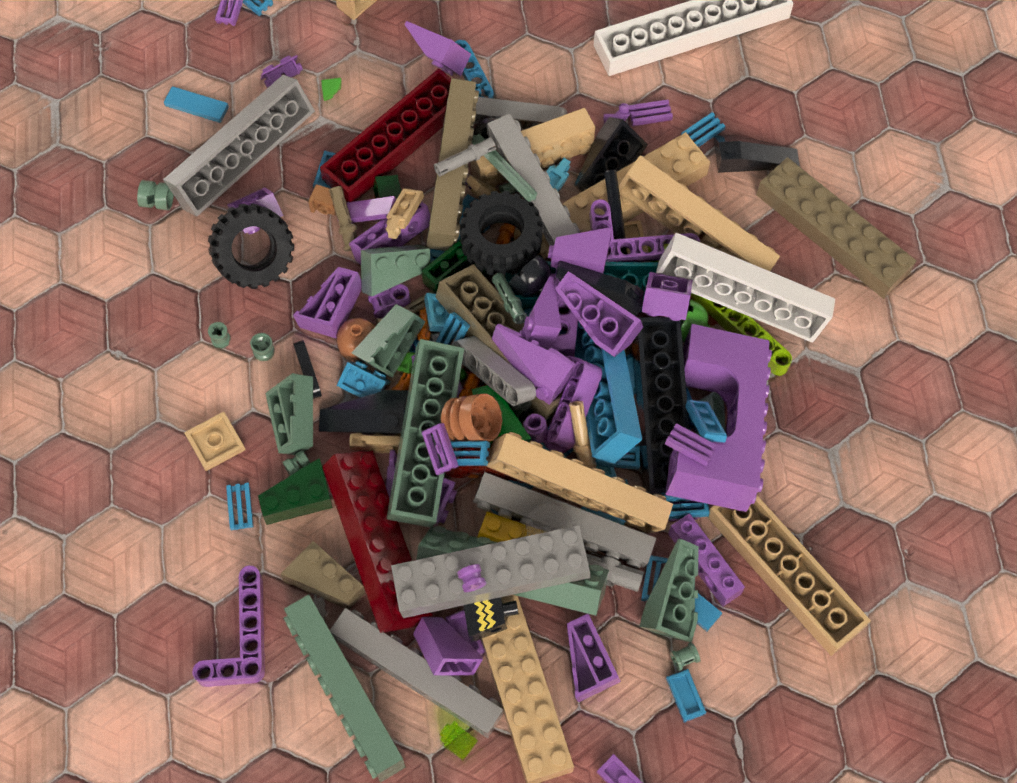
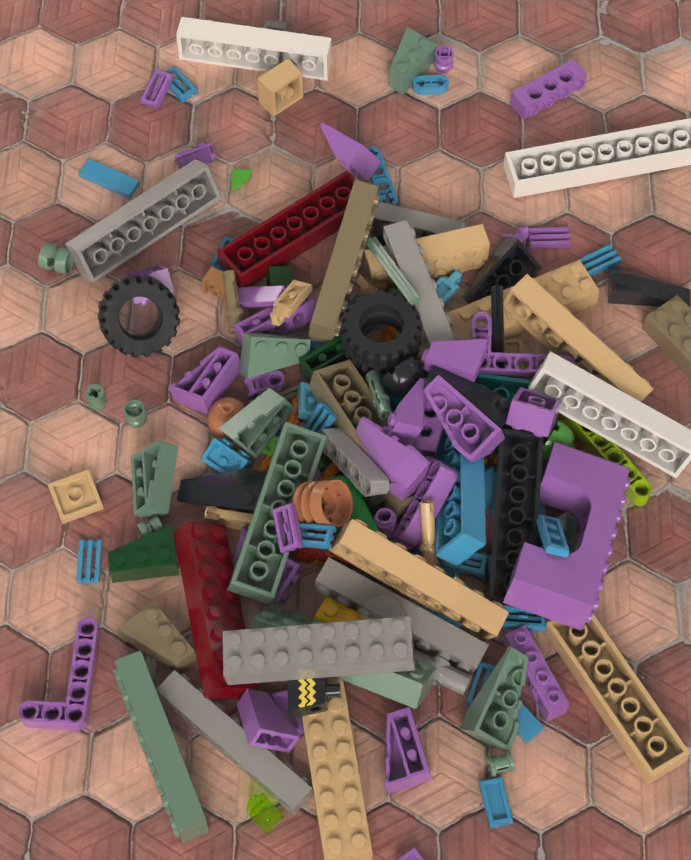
camera: 10 degrees right, 5 degrees down
(306, 366) = (174, 437): black beam -> none
(471, 578) = (297, 651): medium lavender wheel -> none
(472, 153) = (365, 253): light grey pin -> none
(692, 442) = (534, 552): medium lavender tile -> none

